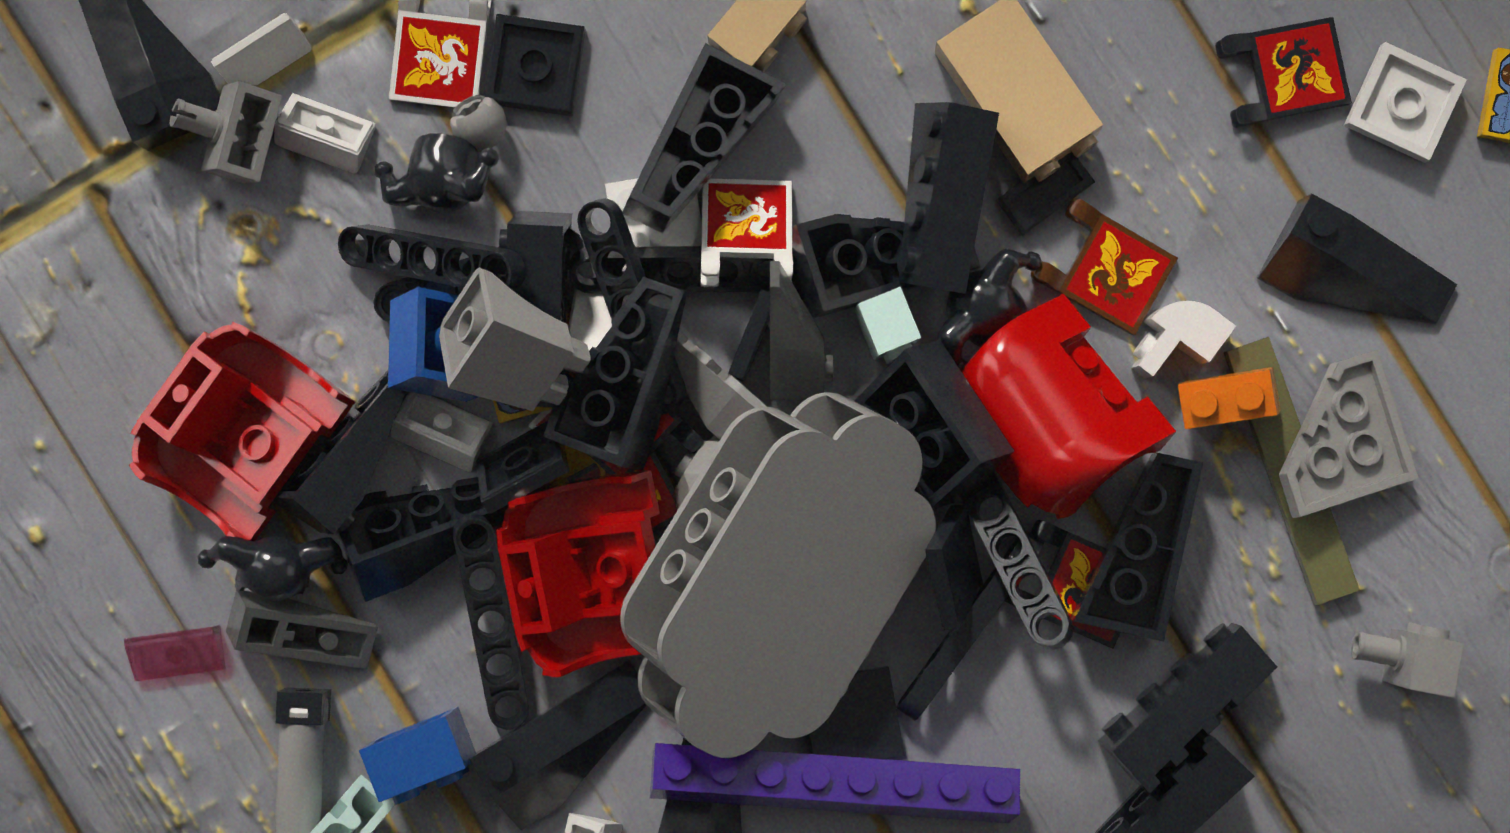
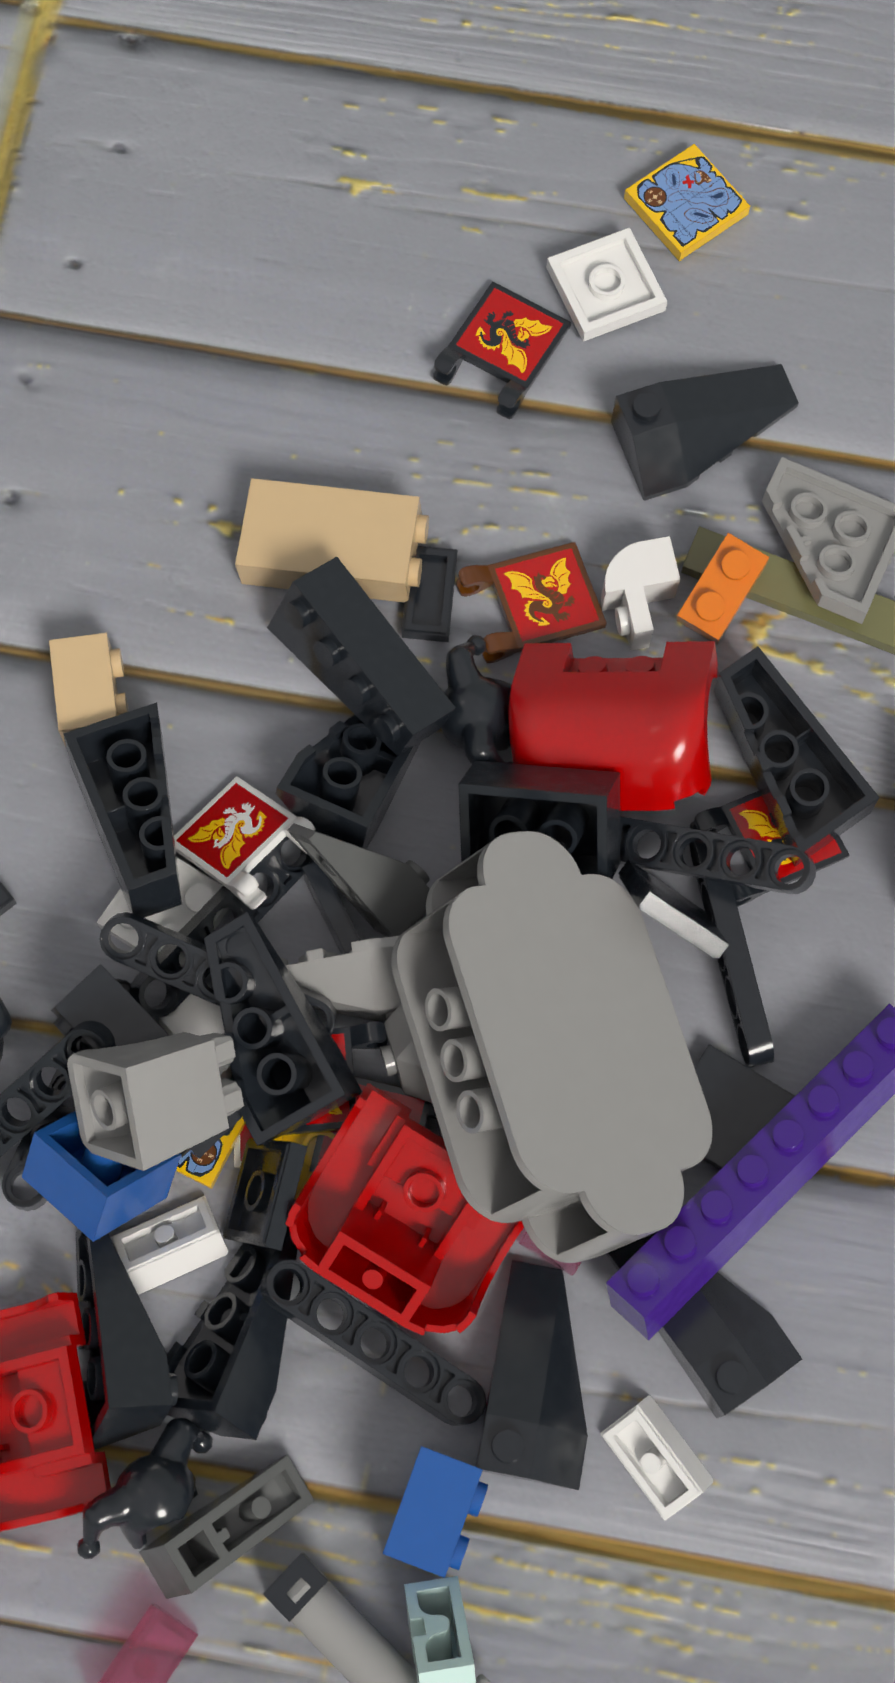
camera: 55 degrees left, 15 degrees down
(887, 325) = (424, 793): light aqua brick -> none

